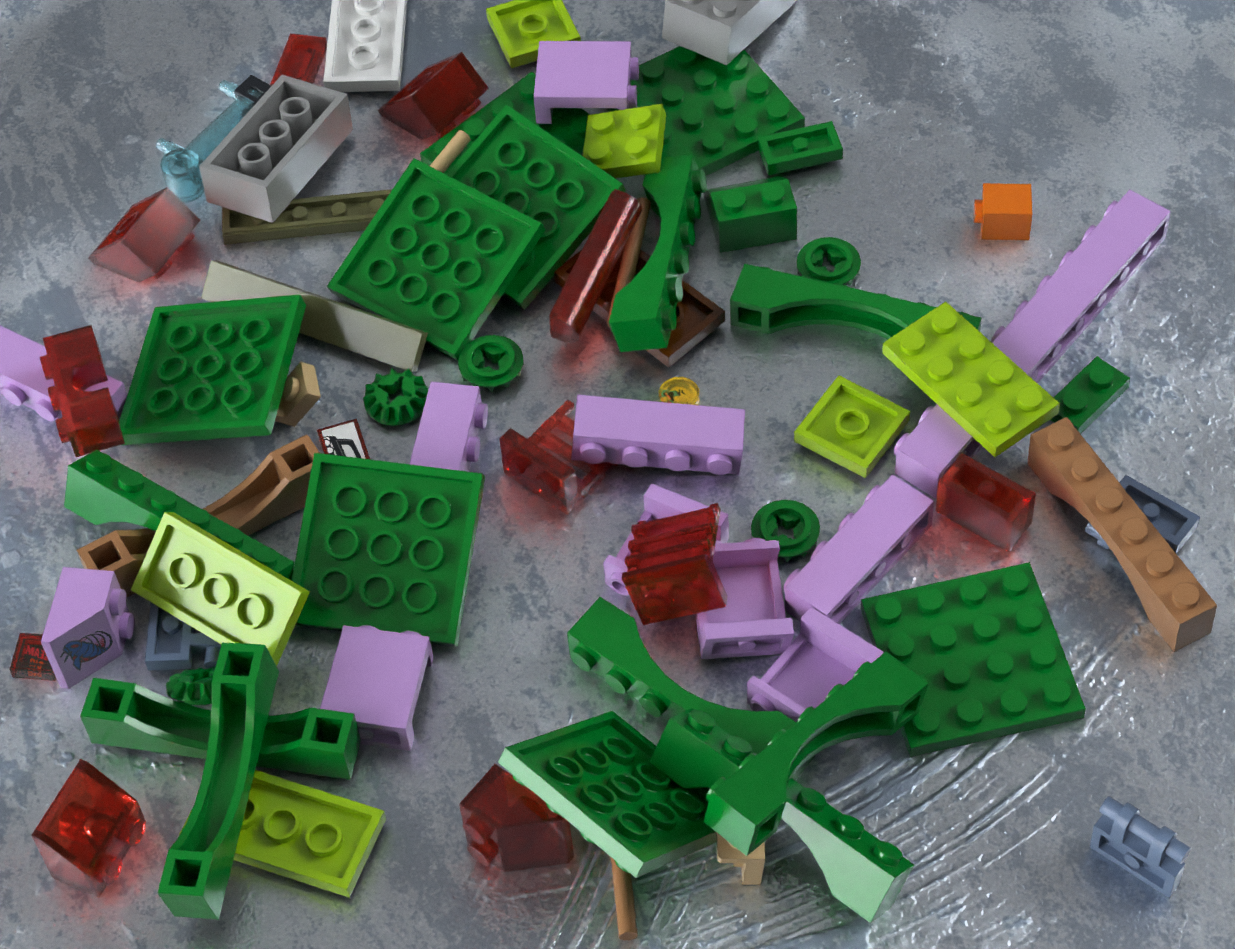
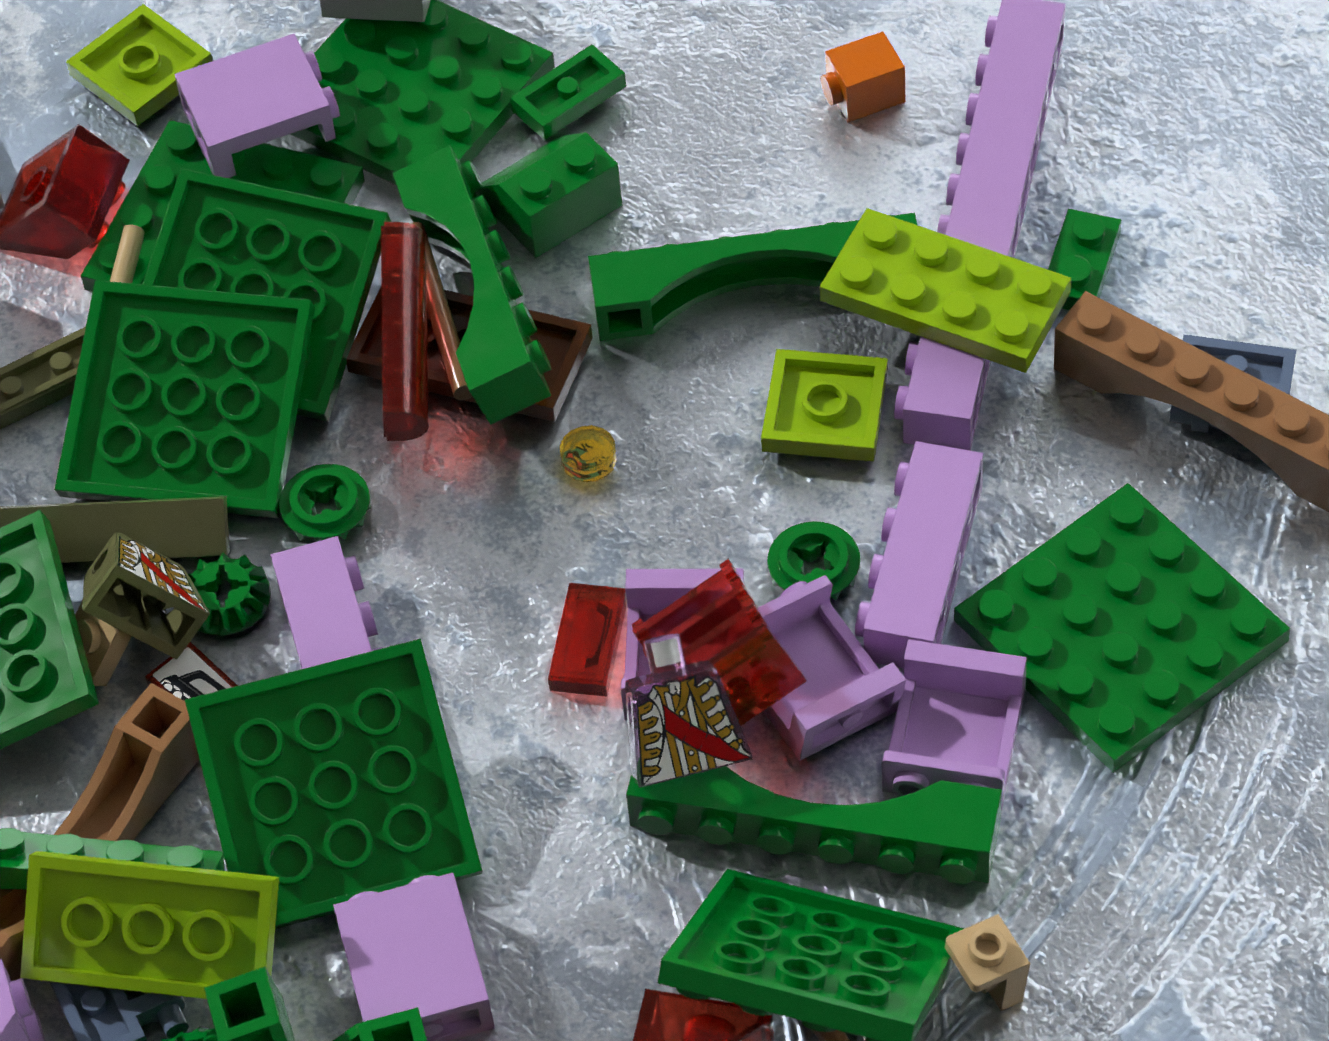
camera: 25 degrees left, 0 degrees up
(337, 376) = (135, 586): none -> olive torso
(544, 472) = (482, 601): clear red plate -> none
(608, 521) = (587, 639): none -> clear red tile
(619, 595) = (679, 717): none -> torso
(626, 140) = (353, 158): lime plate -> none
(658, 434) = (595, 508): lavender brick -> none
(837, 252) = (685, 203): green gear -> none
(856, 864) = (1138, 923): green arch -> none
(872, 703) = (1001, 882): green arch -> none
(985, 502) = (1041, 431): clear red brick -> none

